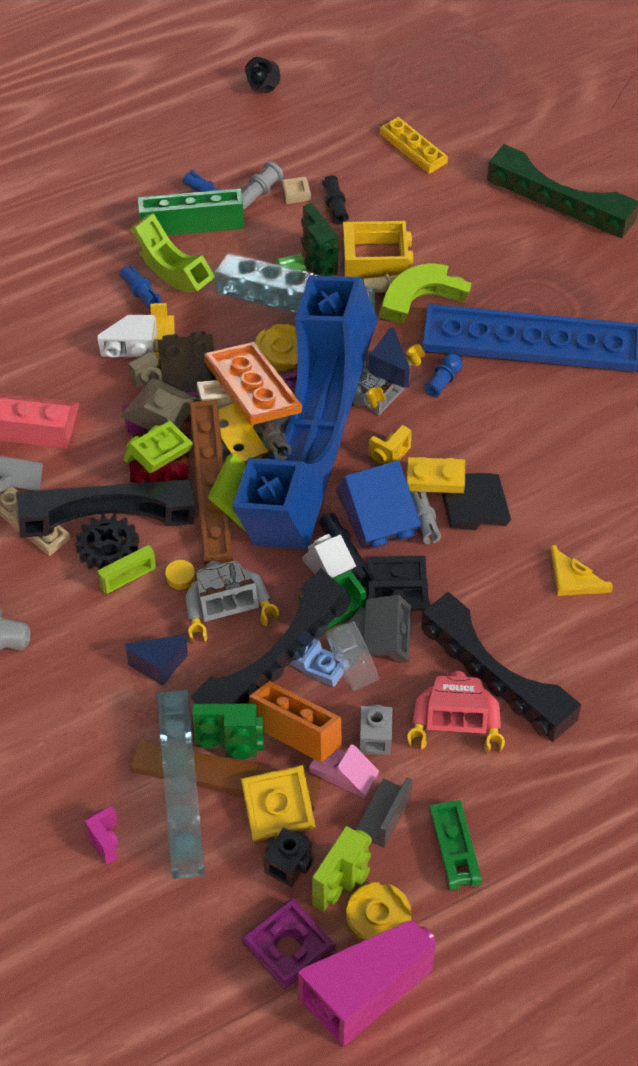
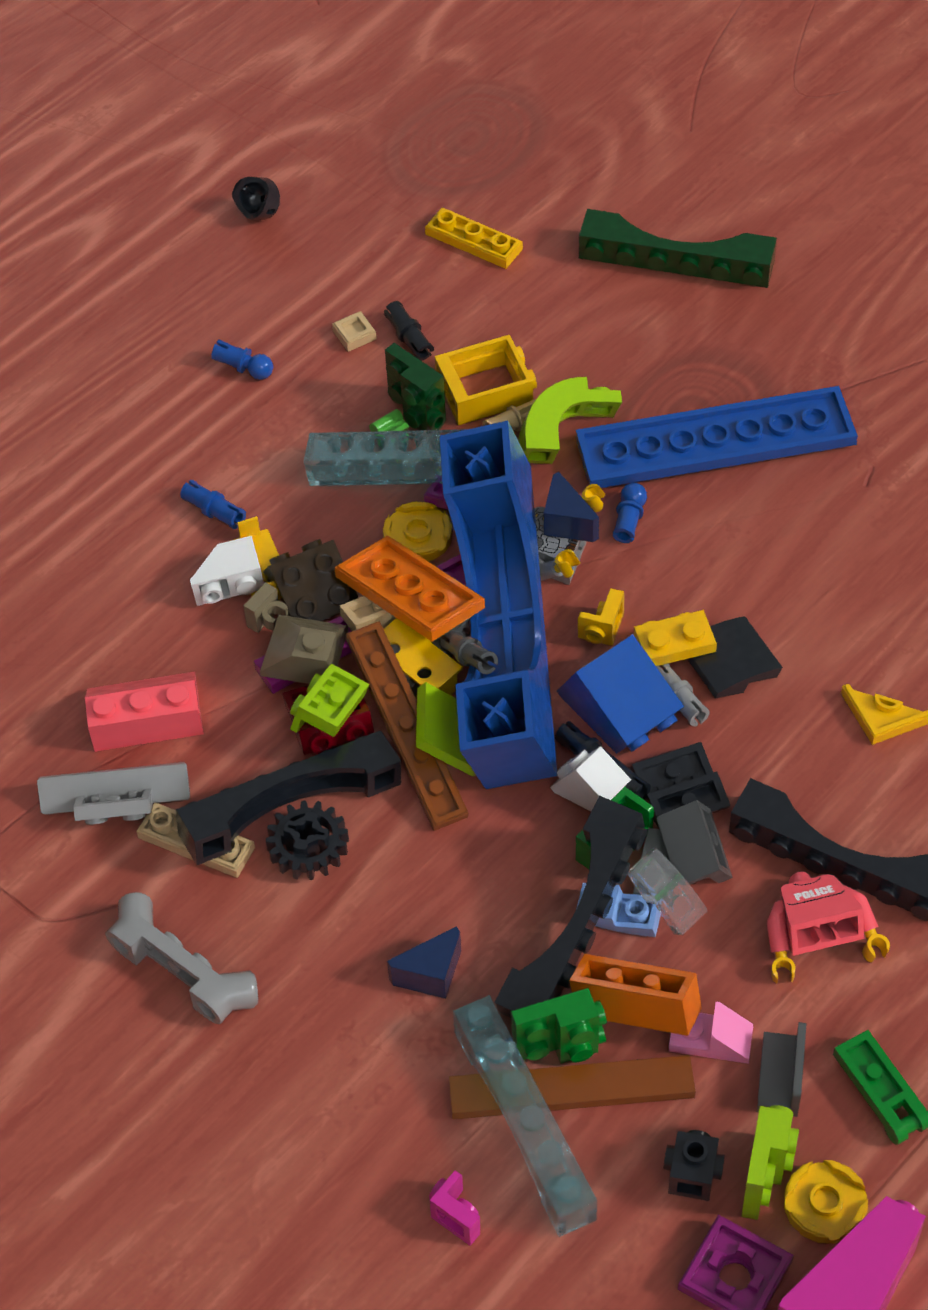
camera: 15 degrees left, 0 degrees up
(127, 569) = (345, 866): lime tile -> none
(167, 261) = (237, 465): lime arch -> none
(180, 574) = (411, 852): yellow tile -> none
(195, 211) = (239, 393): green panel -> none
(224, 592) = (479, 859): light grey torso -> none
(261, 182) = (307, 336): light grey pin -> none
(277, 802) = (652, 1102): yellow tile -> none
(376, 730) = (731, 974): light grey brick -> none

